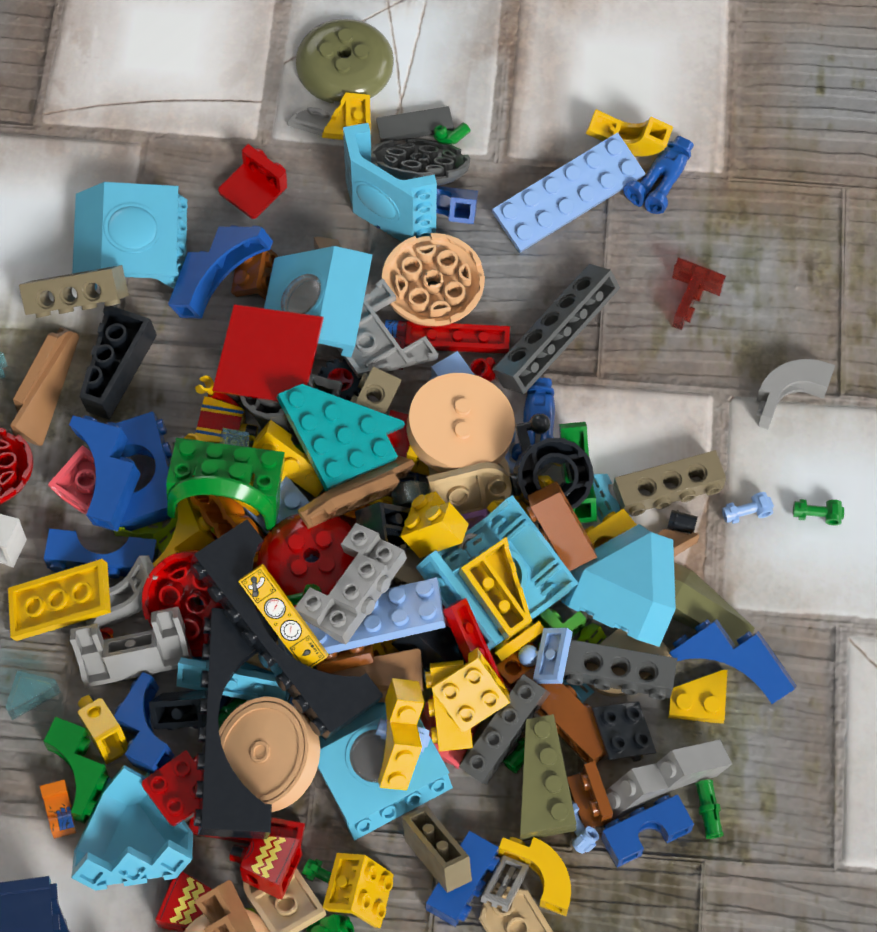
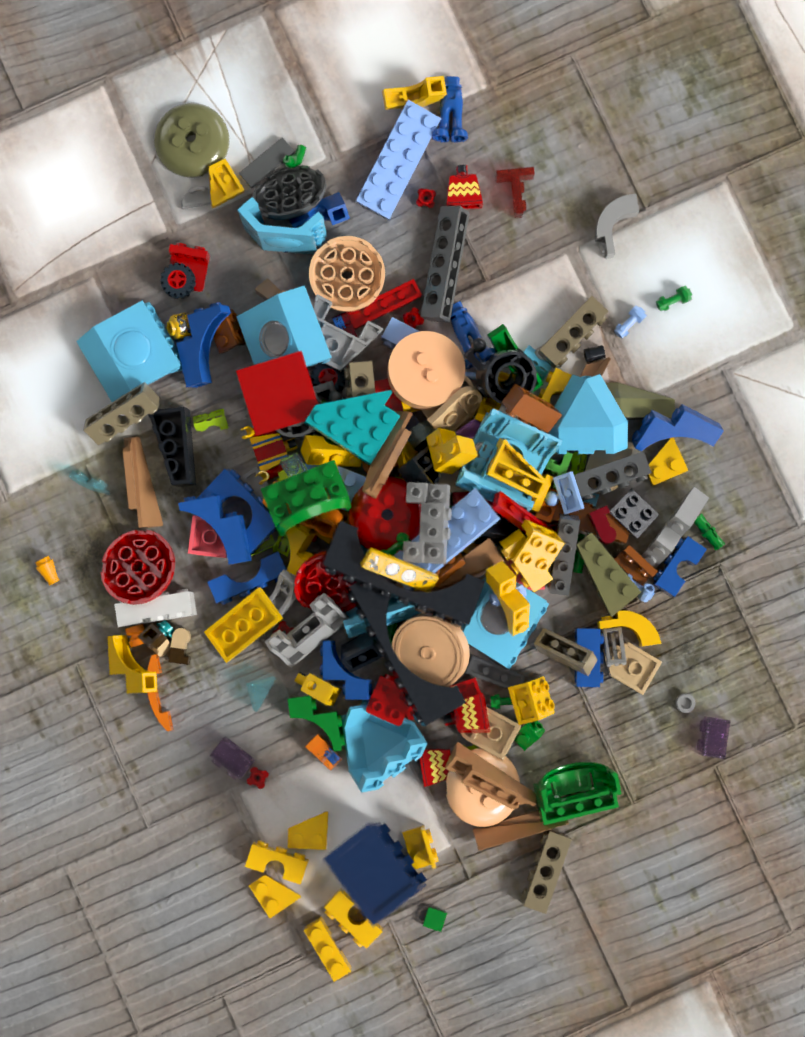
camera: 30 degrees left, 20 degrees up
(183, 365) = (219, 421): none -> lime piece
(201, 236) = (179, 326): none -> yellow head
(229, 181) = (173, 276): none -> black wheel
(327, 829) = (493, 673): none -> dark grey tile
(572, 727) = (600, 523): none -> dark red leg
(578, 244) = (426, 193): none -> red plate
(628, 262) = (464, 189): none -> red torso

